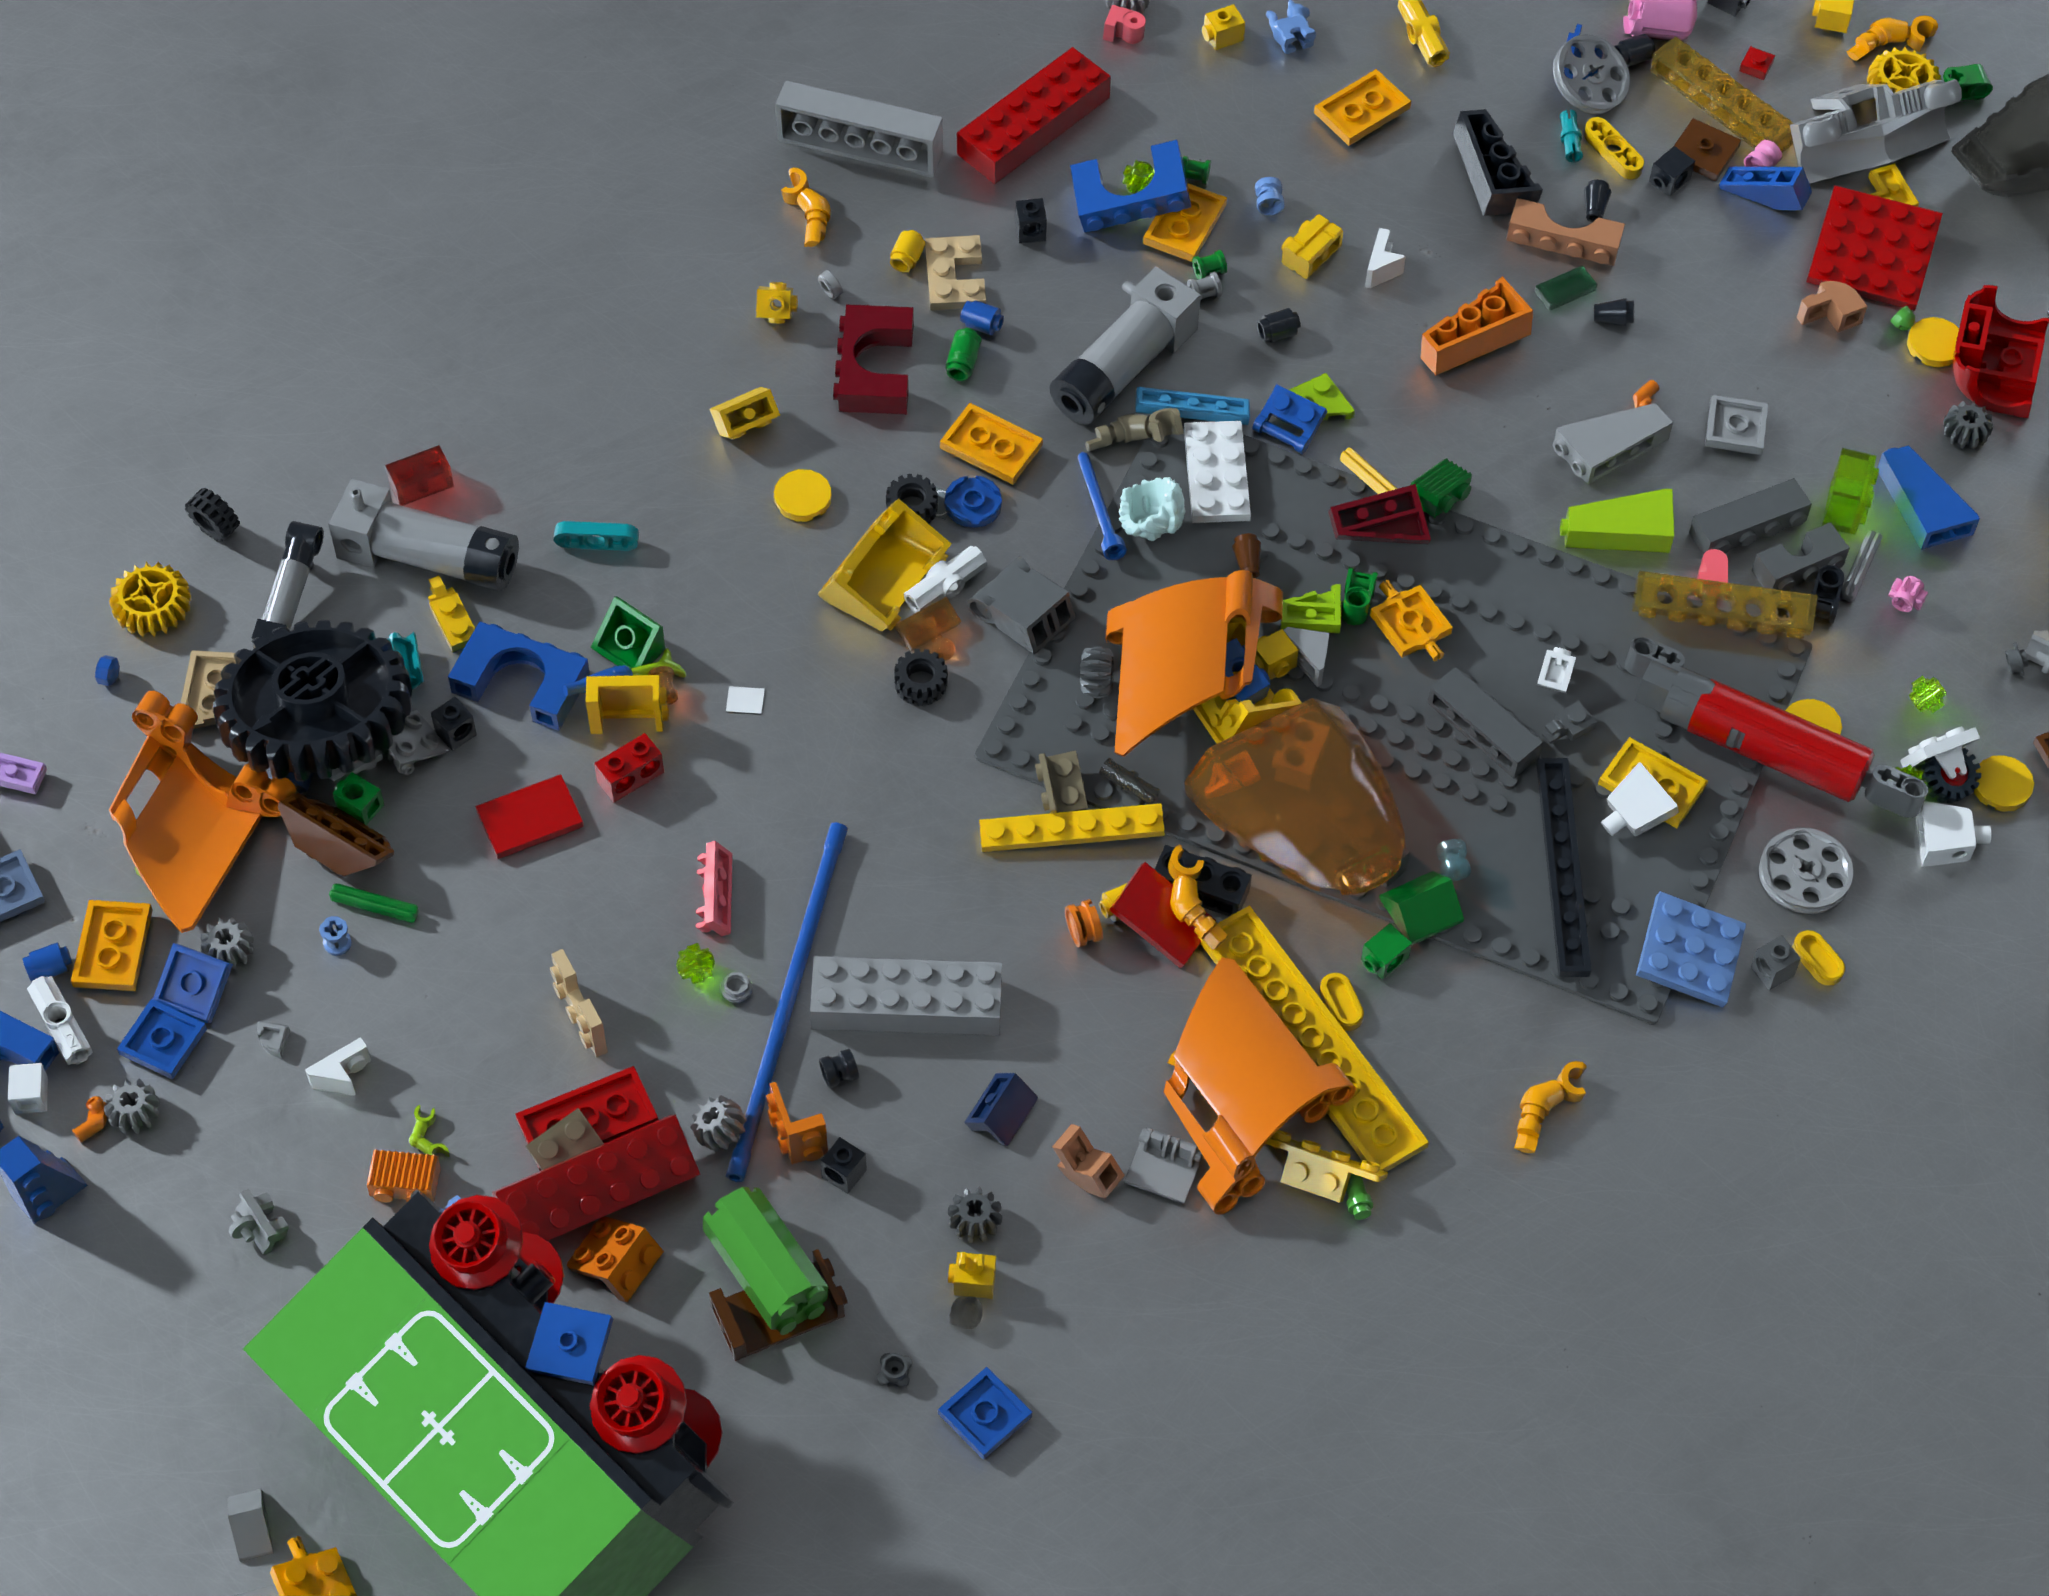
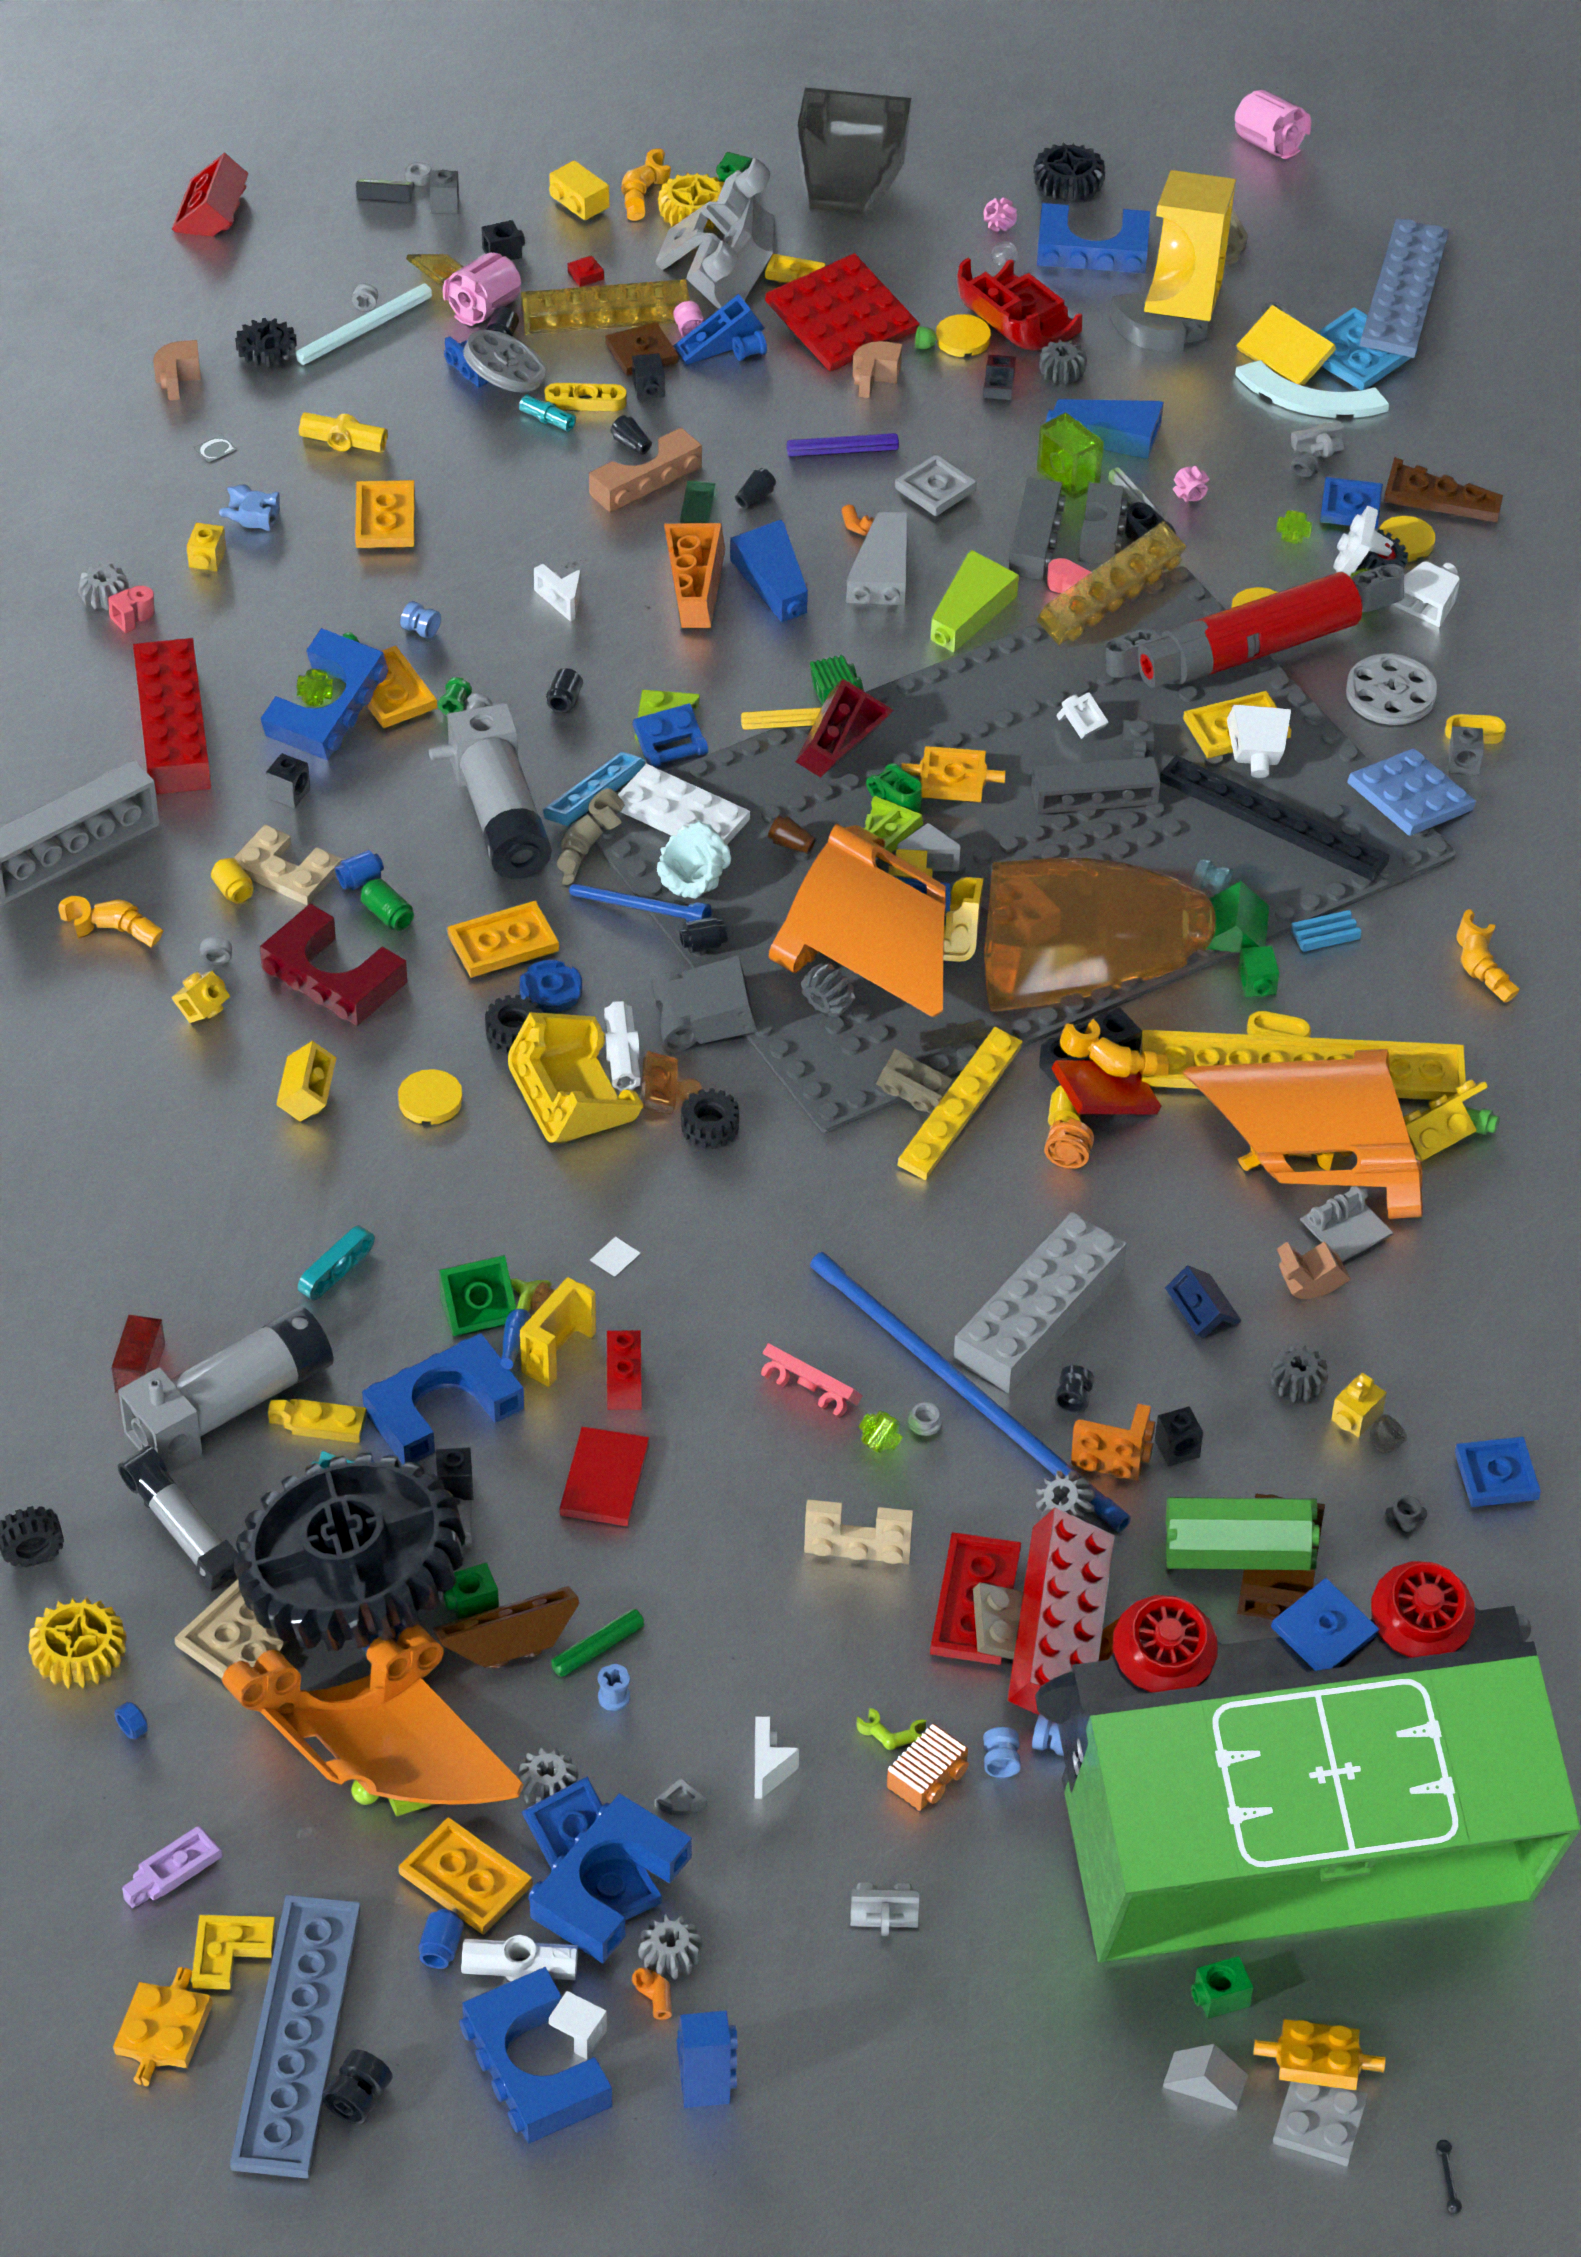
camera: 55 degrees left, 10 degrees down
(117, 1011) = (619, 1832): none -> blue arch
(342, 1498) = (1226, 1974): none -> green brick
(1093, 561) = (703, 934): none -> black brick
(1311, 245) = (501, 624): yellow brick -> none
(1482, 970) = (1324, 927): none -> dark azure tile
(1492, 164) = (533, 469): black wedge -> none
(1535, 374) = (771, 568): none -> blue slope
(1724, 338) = (842, 445): none -> dark purple axle
(1774, 212) = (749, 345): none -> blue bush
(1913, 394) = (999, 377): none -> black slope
(2004, 719) = (1347, 498): none -> blue plate

